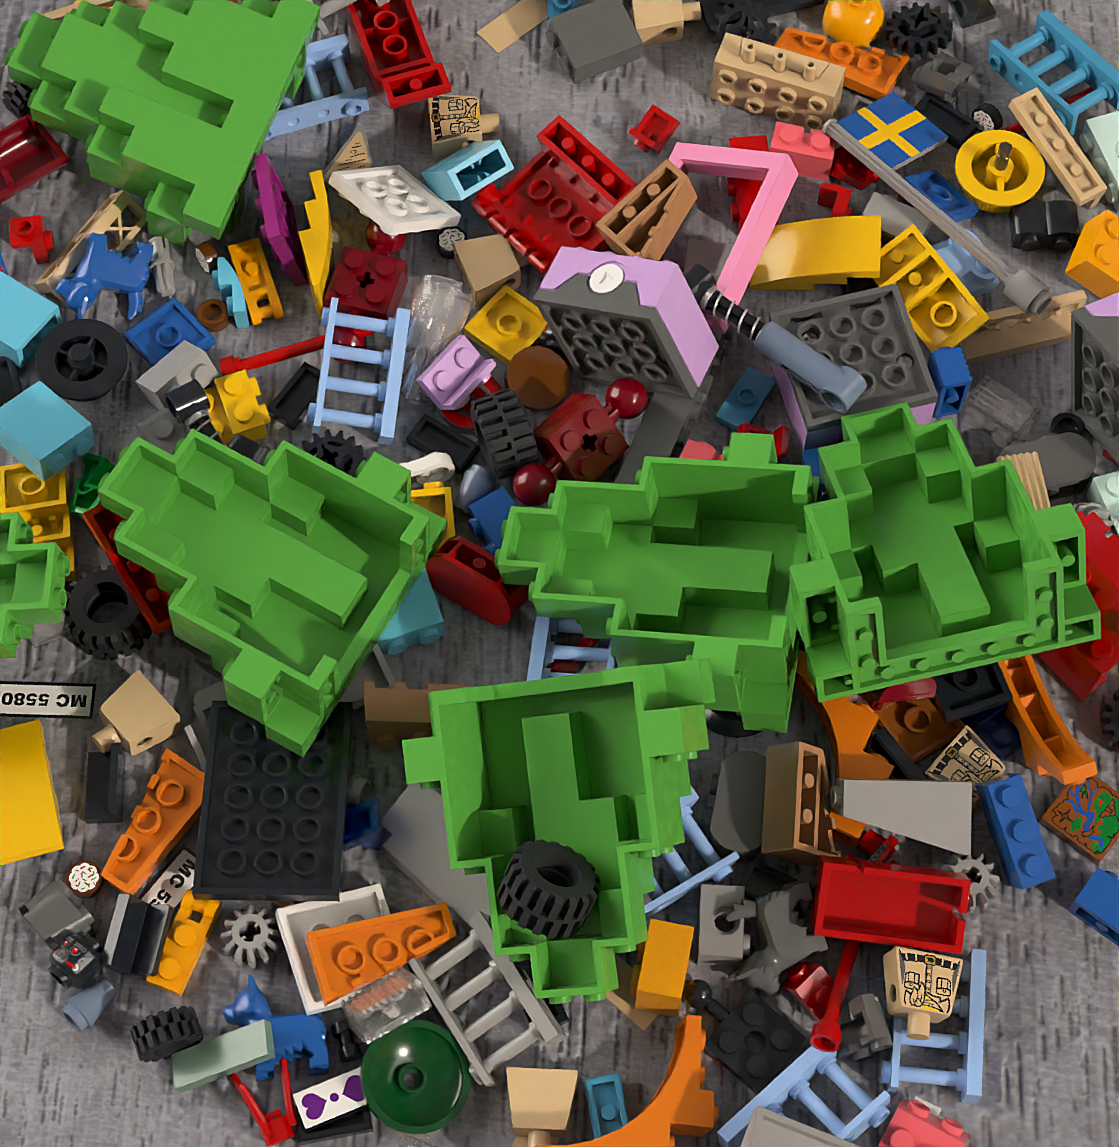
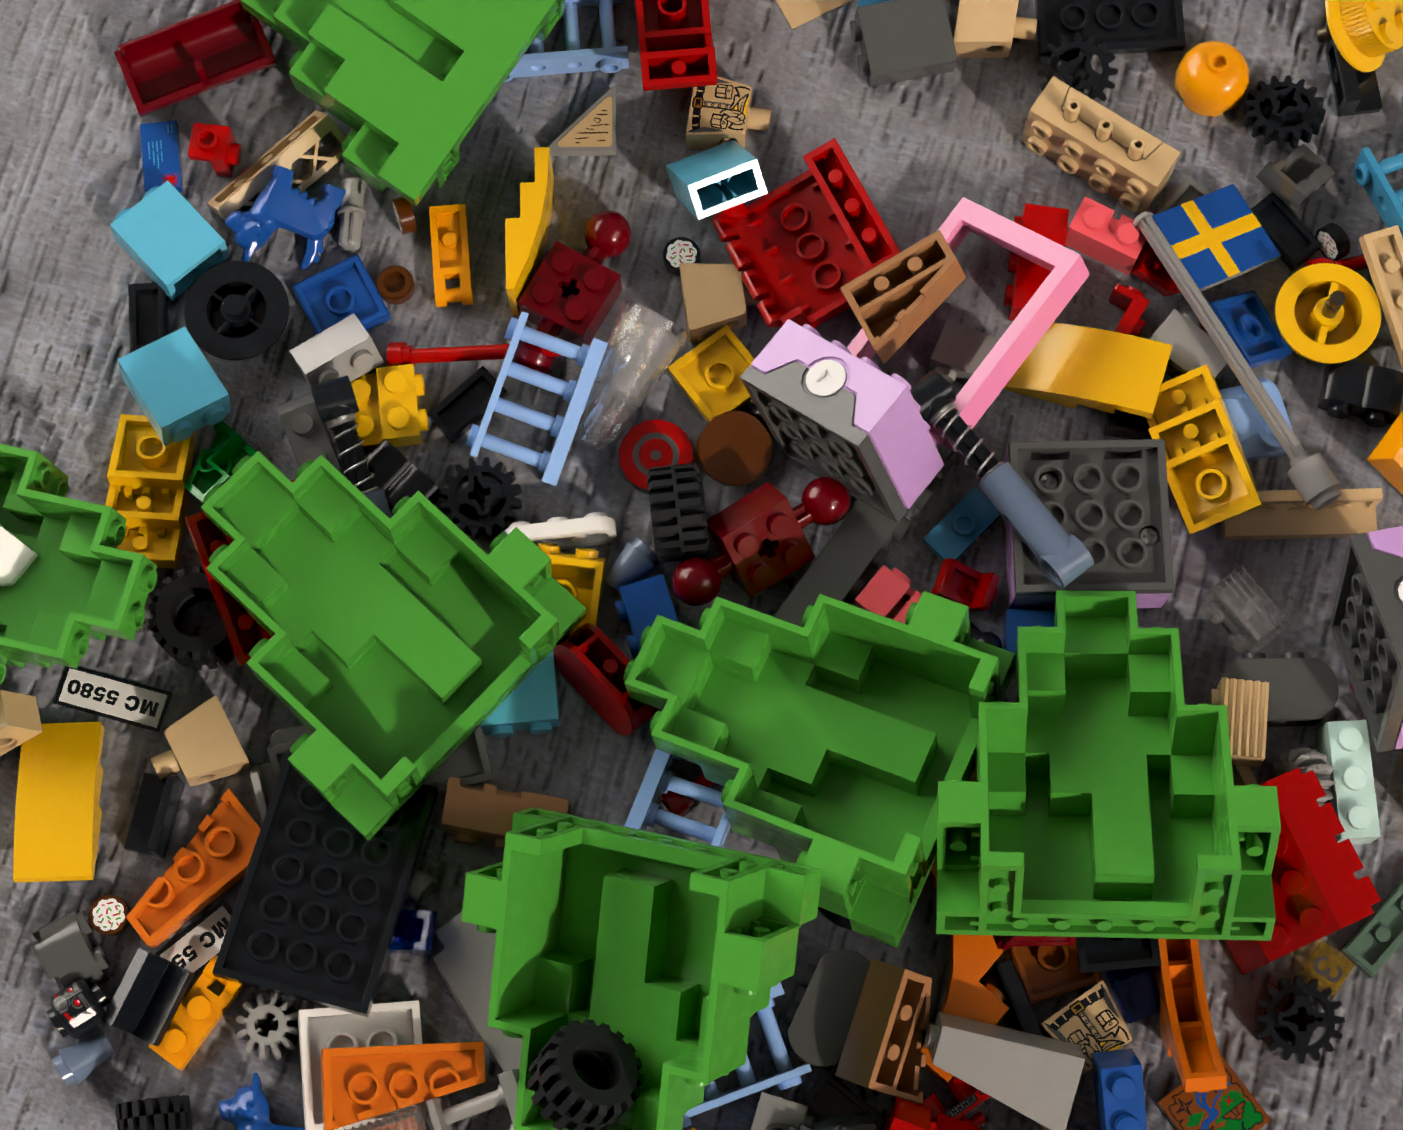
camera: 15 degrees right, 10 degrees up
(231, 292) = (420, 261): medium azure slope -> none
(279, 218) = (489, 192): magenta plate -> none
(394, 199) = (625, 196): white plate -> none
(434, 436) = (611, 496): black tile -> none
(455, 374) = (643, 426): lavender bracket -> none
(654, 130) = (943, 170): red bracket -> none
(866, 70) = (1207, 147): orange wing -> none
(950, 379) = (1195, 562): blue brick -> none
(1065, 423) = (1318, 643): black tile -> none

